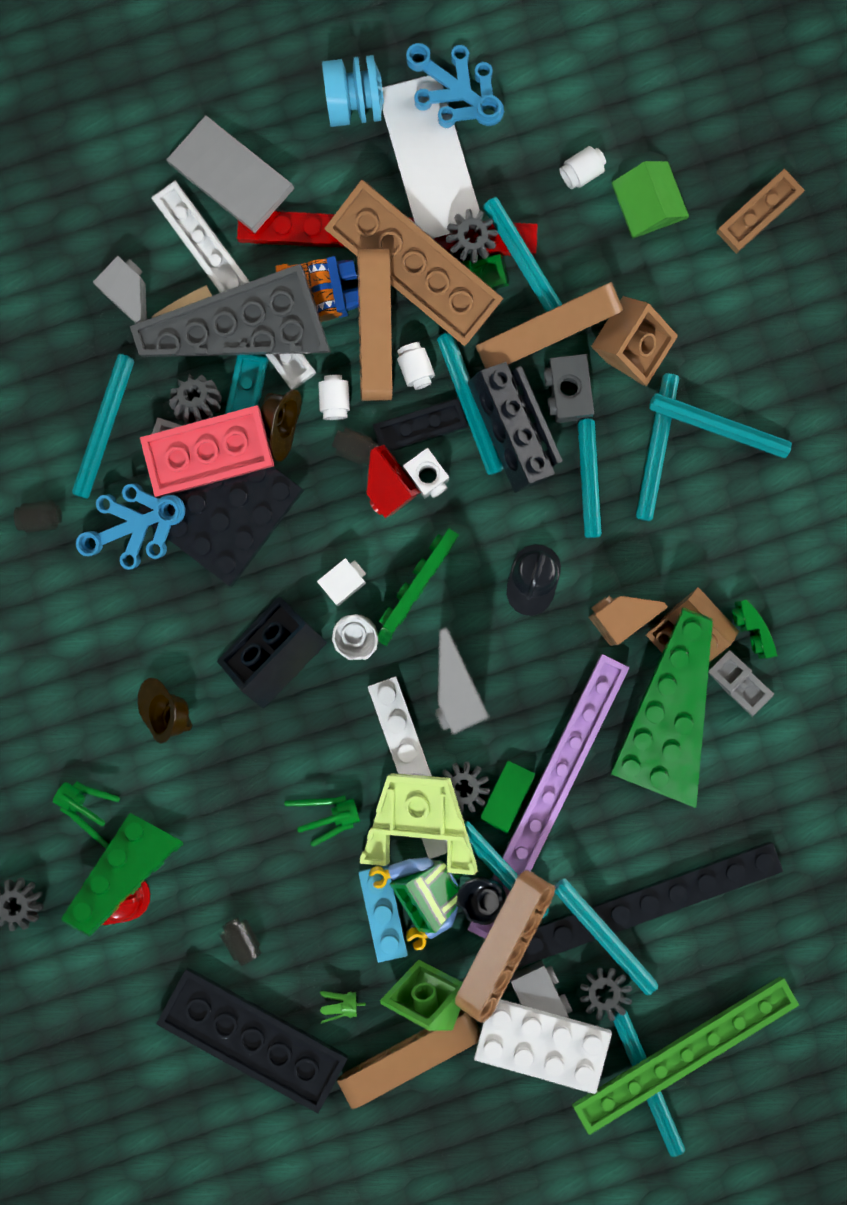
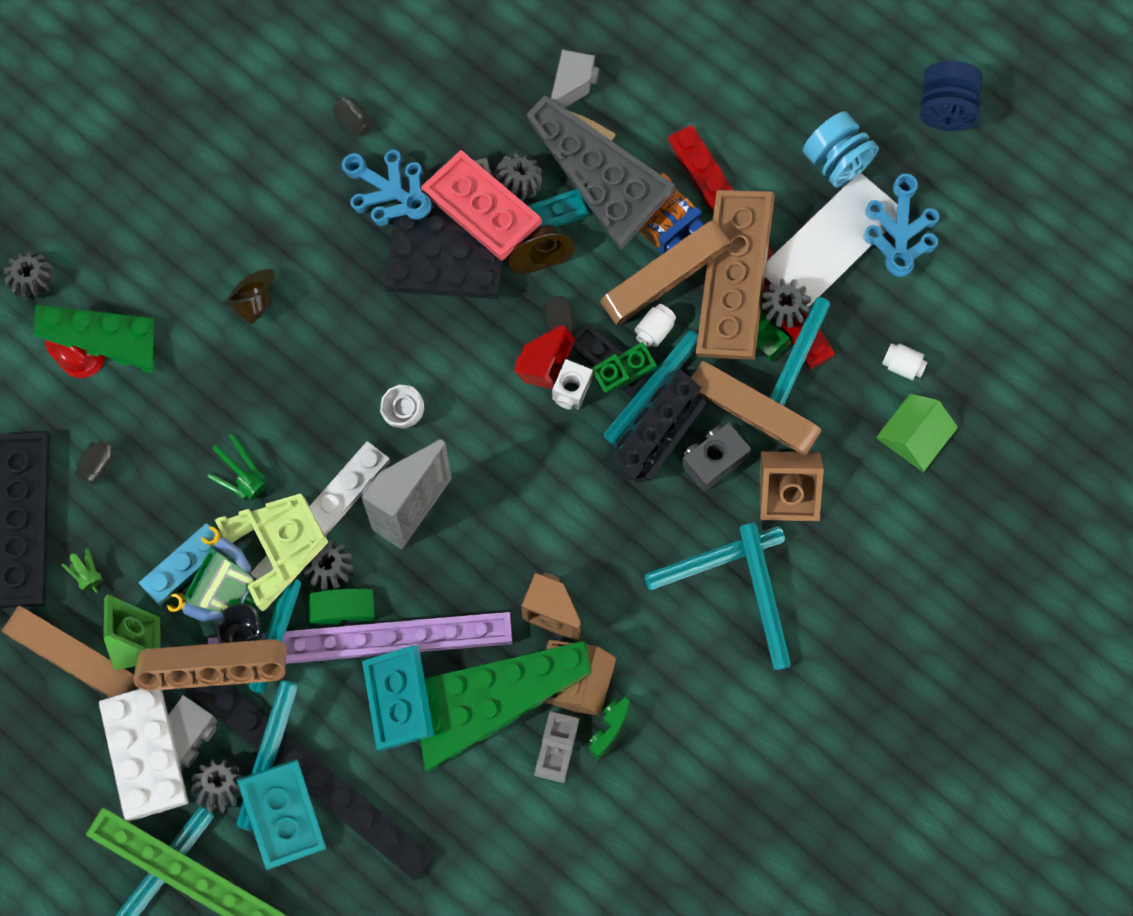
camera: 55 degrees right, 15 degrees down
(70, 800) = (138, 269): green plant -> none
(103, 426) = (455, 124): teal axle -> none
(220, 267) = (636, 140): white tile -> none
(230, 174) = (715, 102): light grey tile -> none
(271, 652) = (349, 351): black slope -> none
(334, 397) = (588, 279): white brick -> none
(342, 581) = (442, 371): white brick -> none
(410, 593) = (471, 428): green wing -> none
(440, 418) = (624, 369): none -> green slope
(533, 579) = (539, 524): black piece -> none
(589, 478) = (652, 518): teal axle -> none
(622, 795) = (398, 698): none -> teal plate
(664, 954) = (281, 814): none -> teal plate
(760, 211) = (967, 524): medium nougat plate -> none

